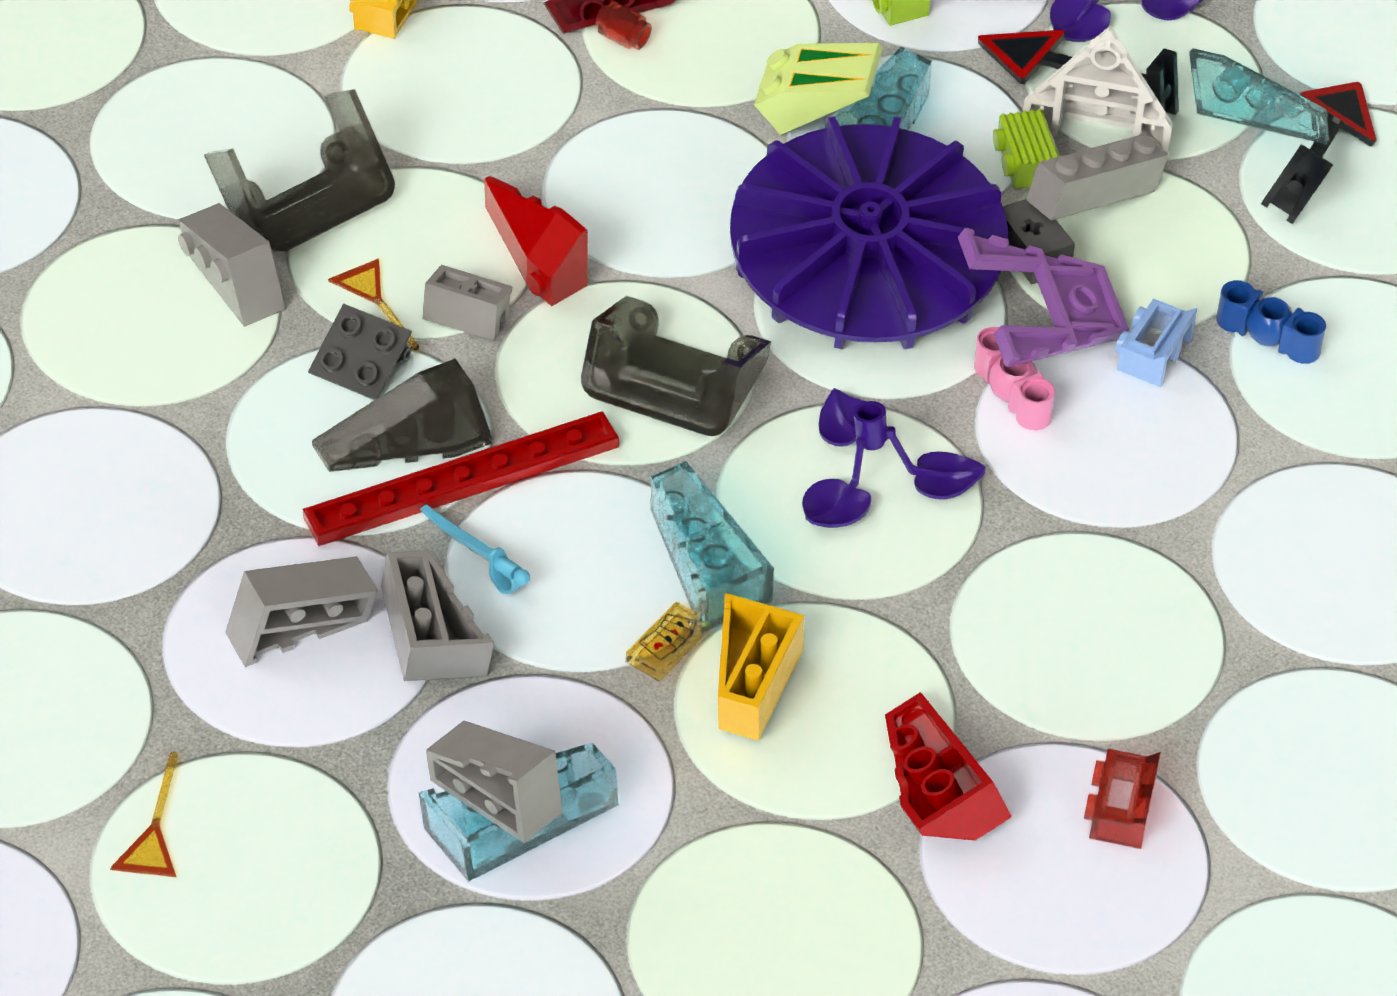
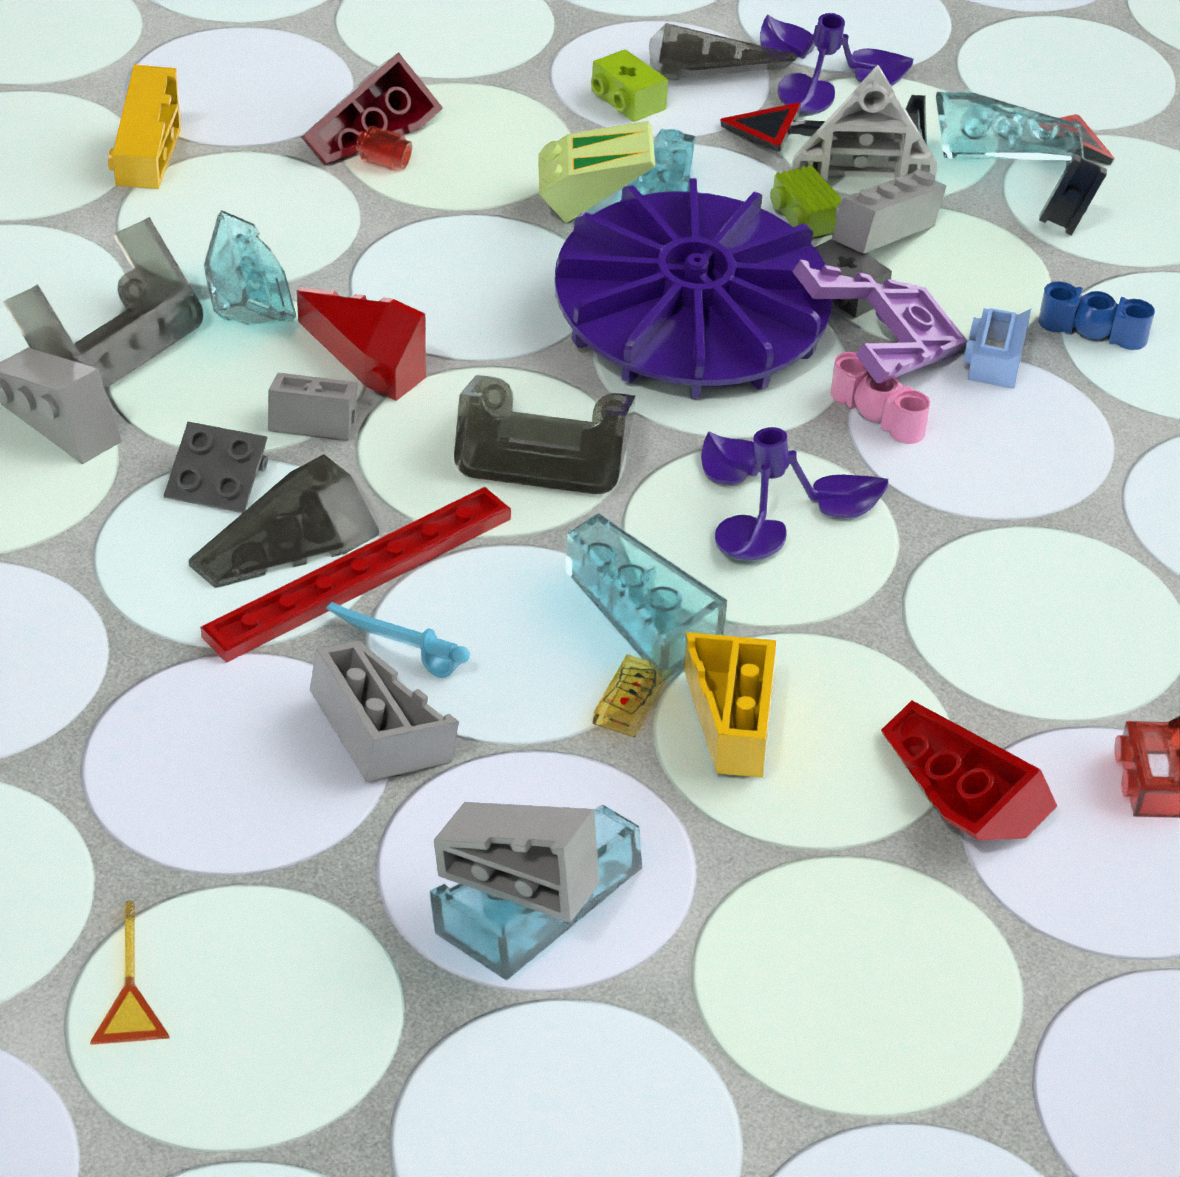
camera: 15 degrees left, 5 degrees down
(296, 602) = (225, 718): light grey wedge -> none
(366, 283) = (199, 405): clear yellow piece -> none
(445, 152) = (245, 275): none -> clear light blue wedge

